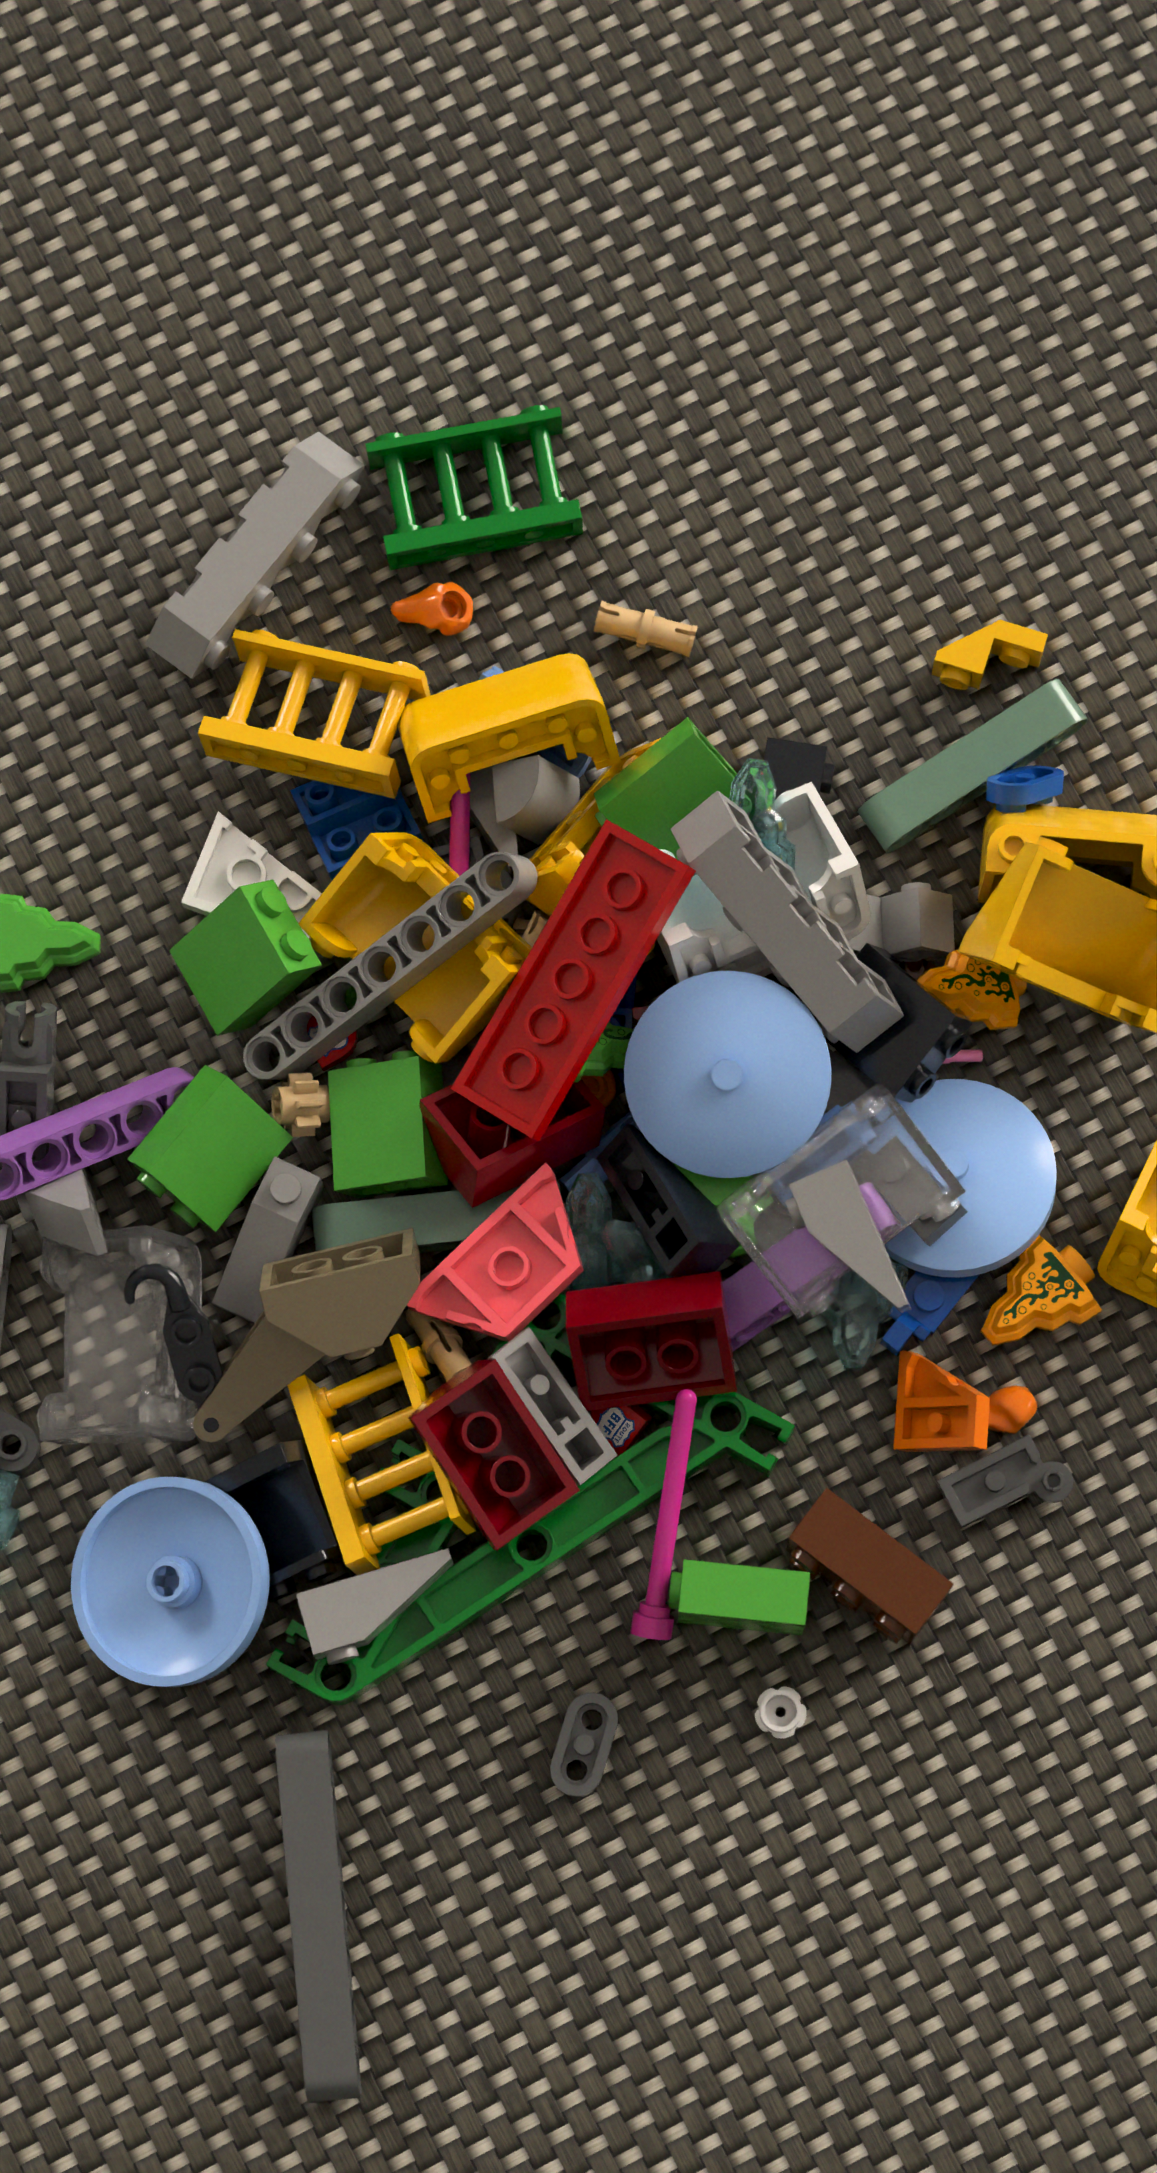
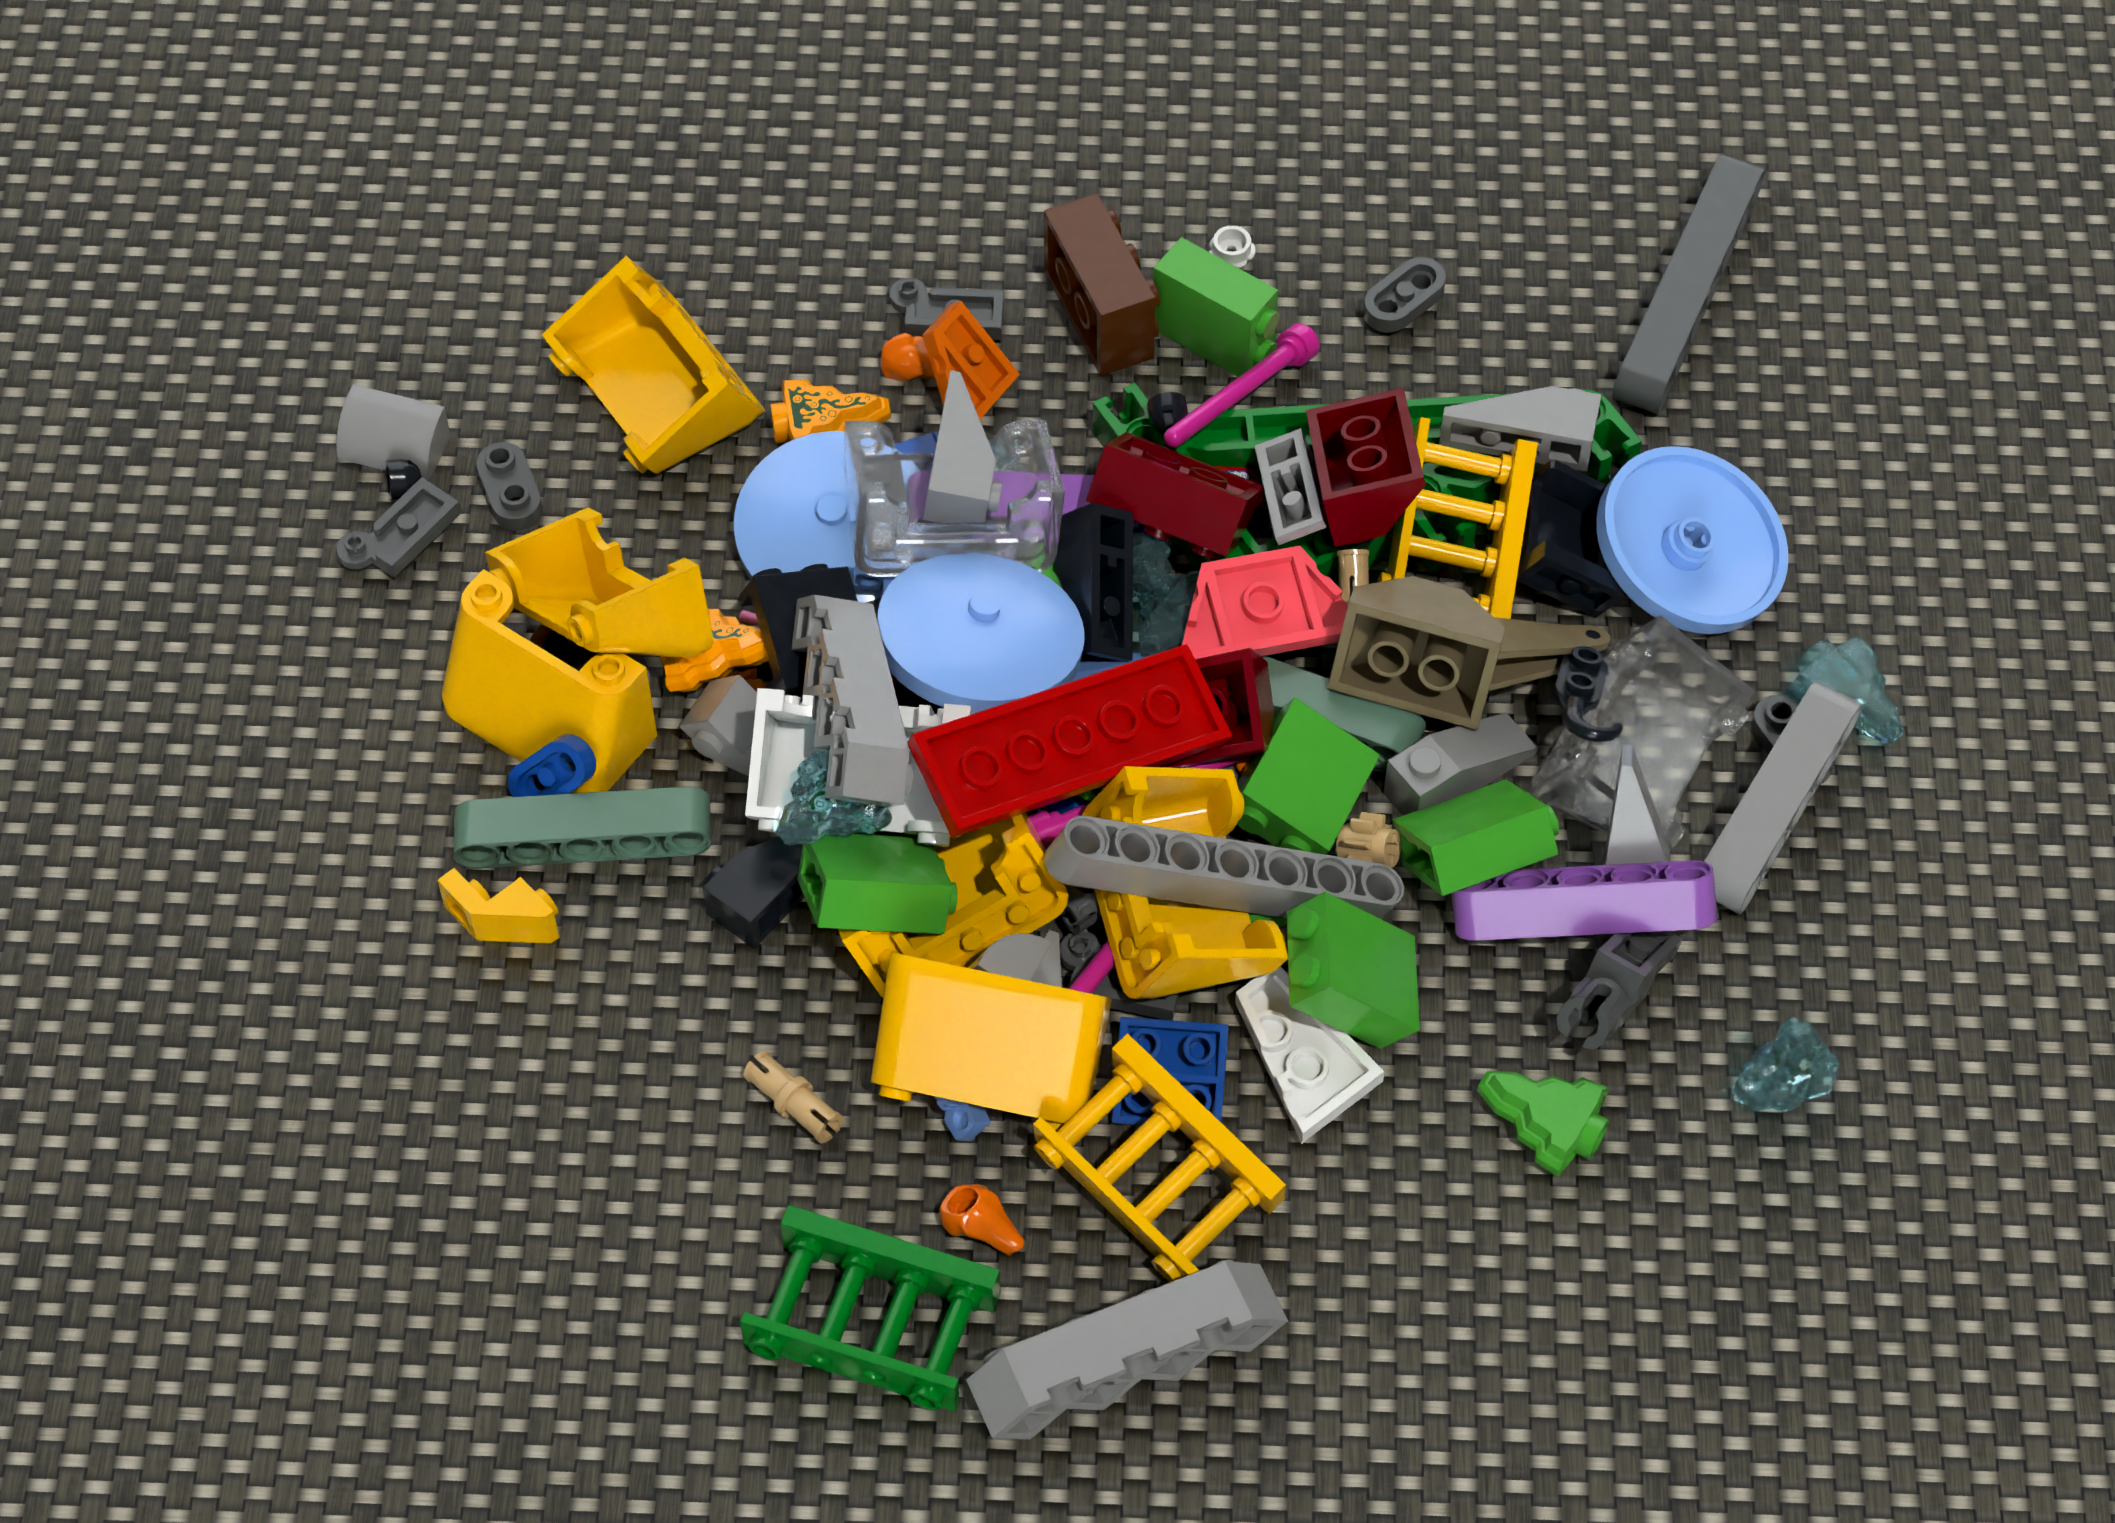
camera: 155 degrees left, 20 degrees down
(713, 1436) = (1166, 410): none -> black hinge

